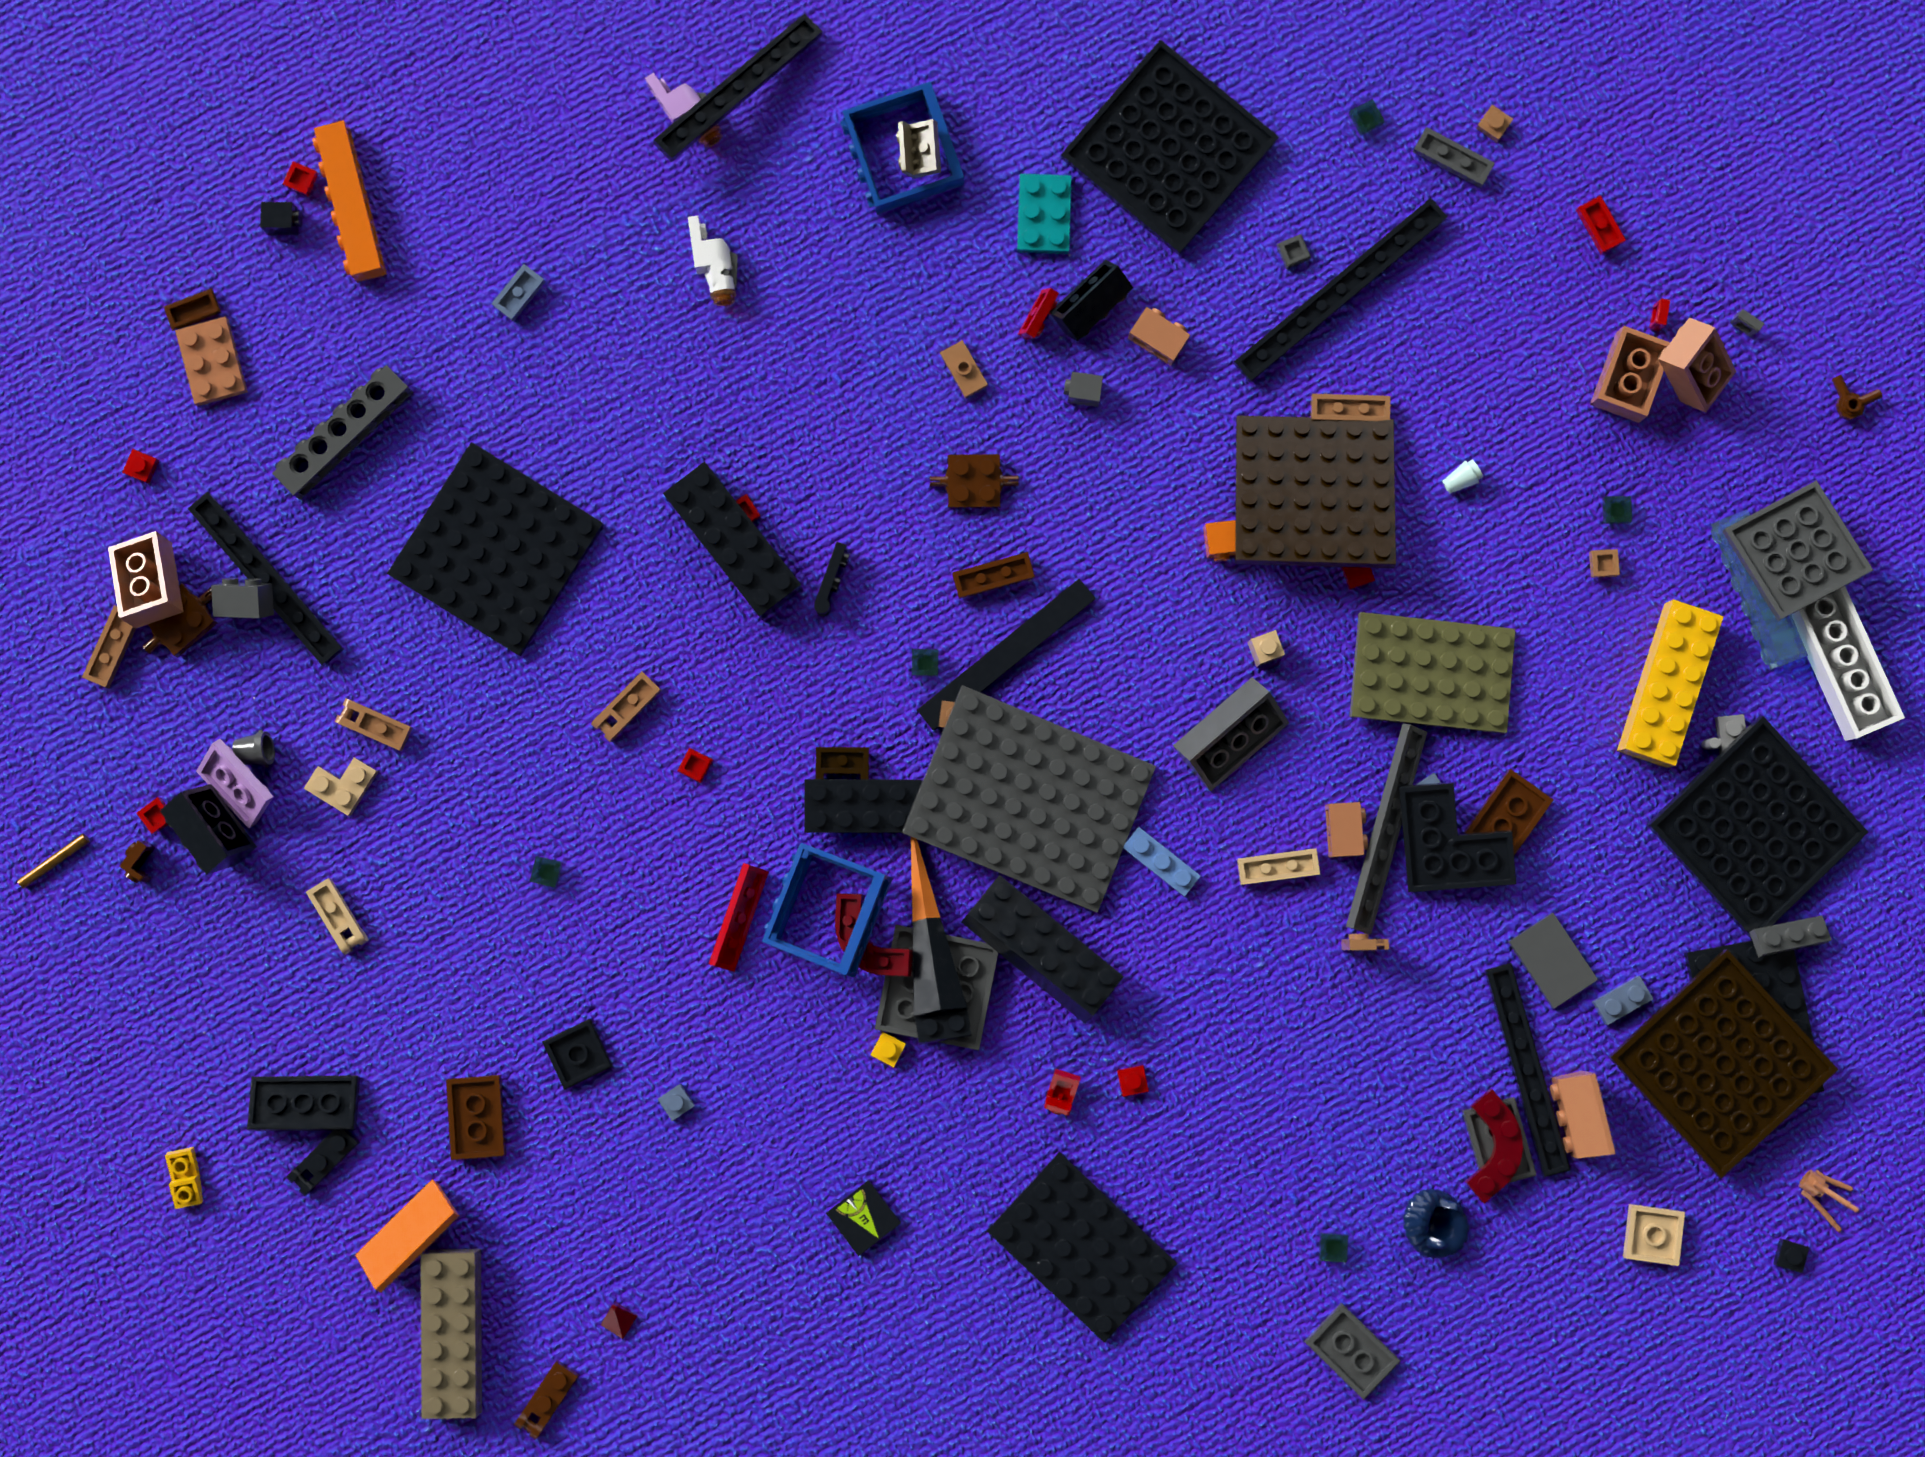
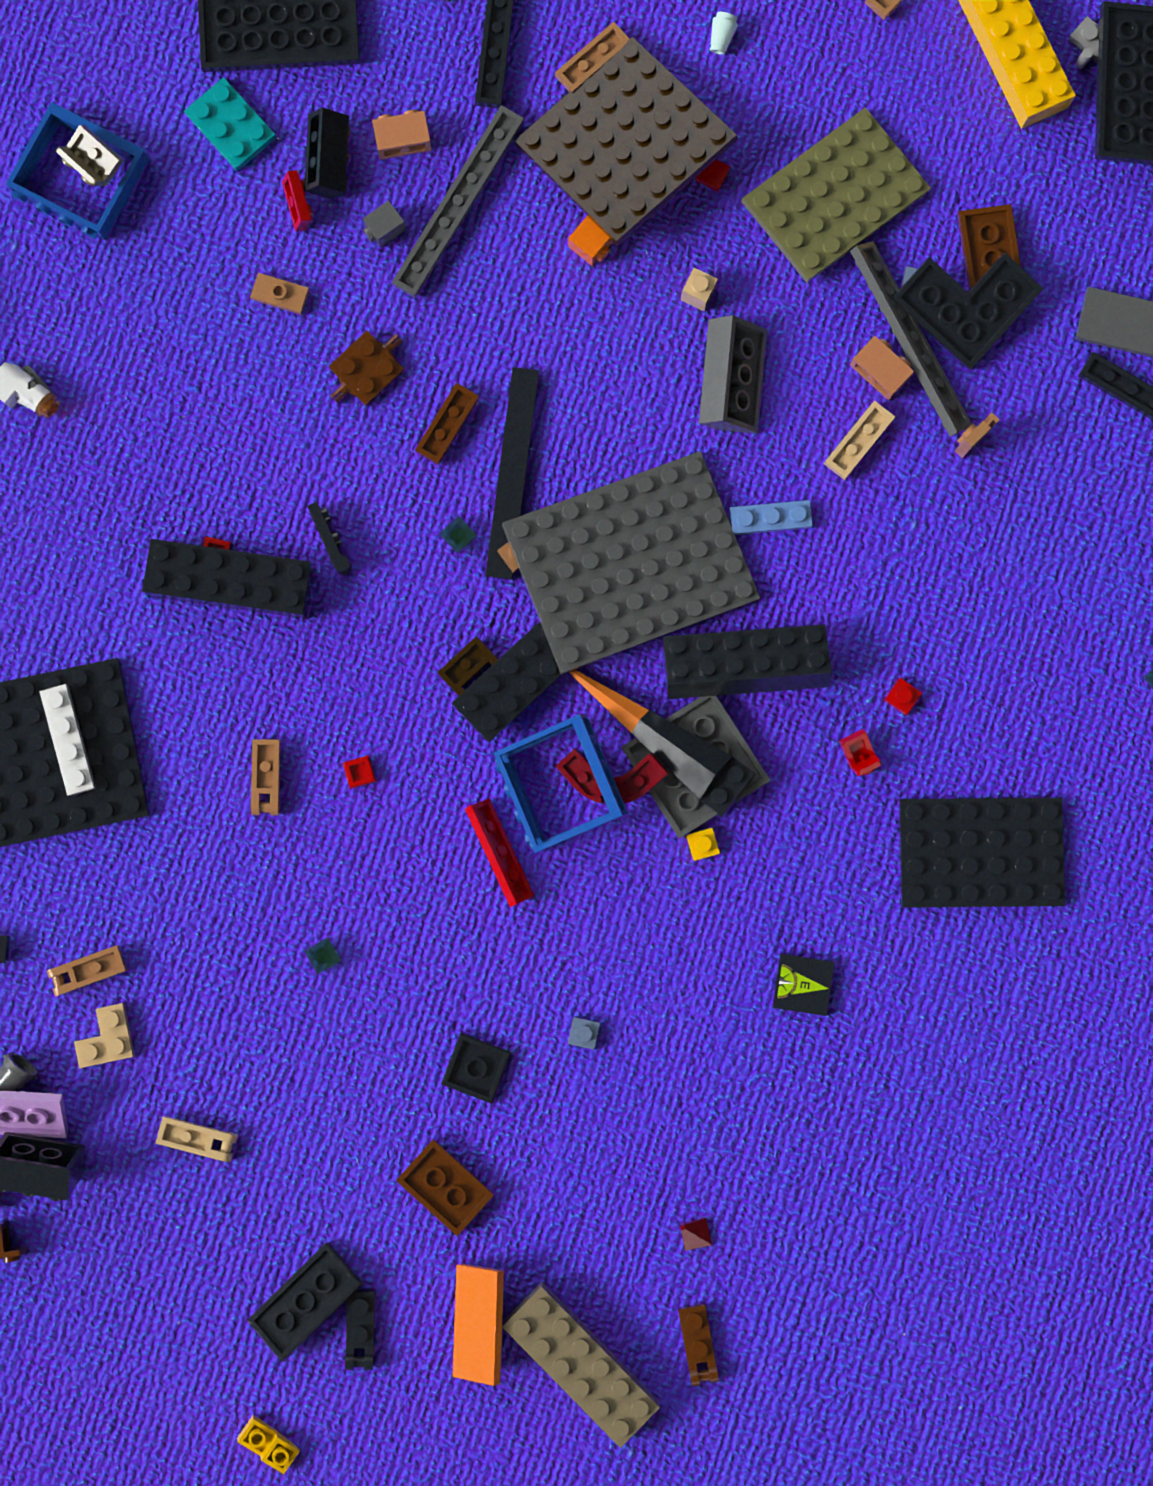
camera: 45 degrees left, 0 degrees up
(512, 549) = (67, 740): none -> white plate
(1154, 422) = (458, 201): none -> dark grey plate

